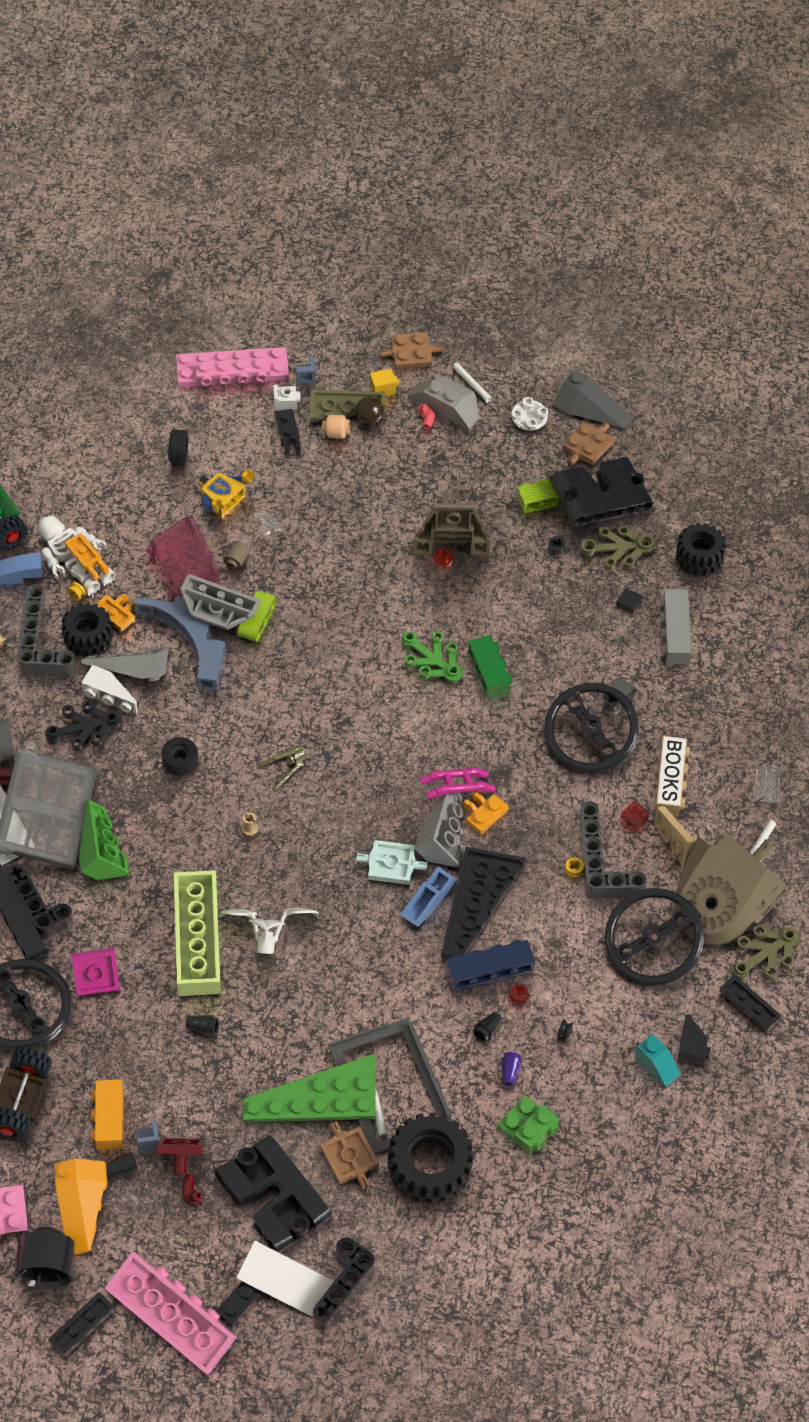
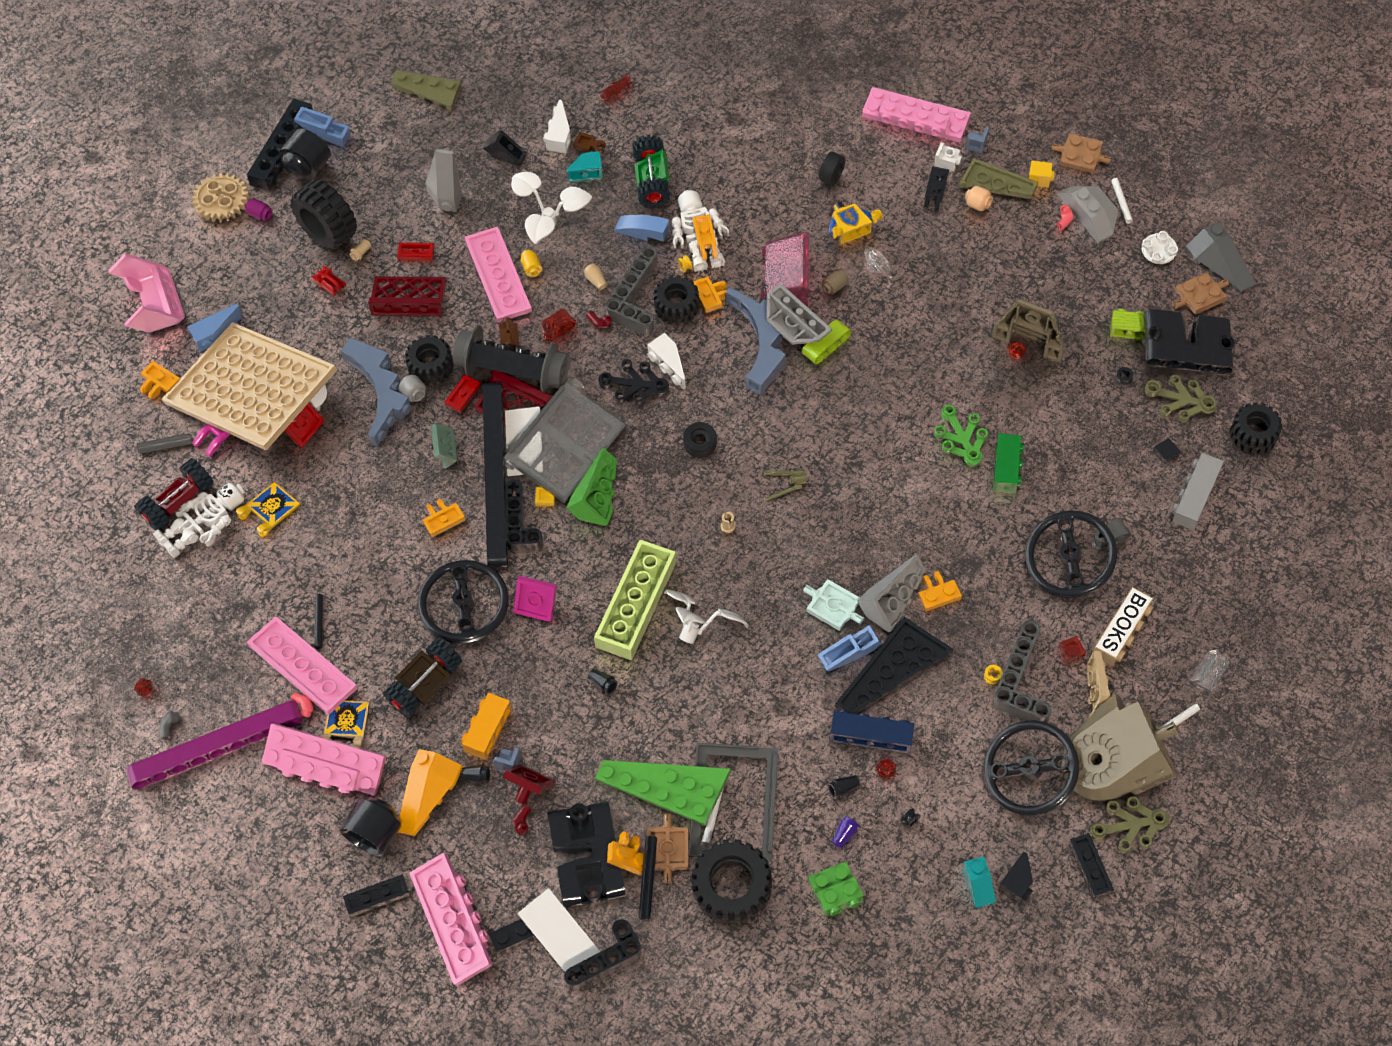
camera: 30 degrees right, 5 degrees up
(21, 679) = (604, 322): none -> dark red arm
(49, 872) = (543, 498): none -> yellow tile
(149, 663) = (706, 348): light grey wedge -> none
(314, 1178) = (626, 857): none -> light orange hinge
(346, 1189) = (647, 877): none -> black axle
(369, 411) = (1015, 194): dark brown hair -> none
(450, 787) = (916, 560): dark pink piece -> none

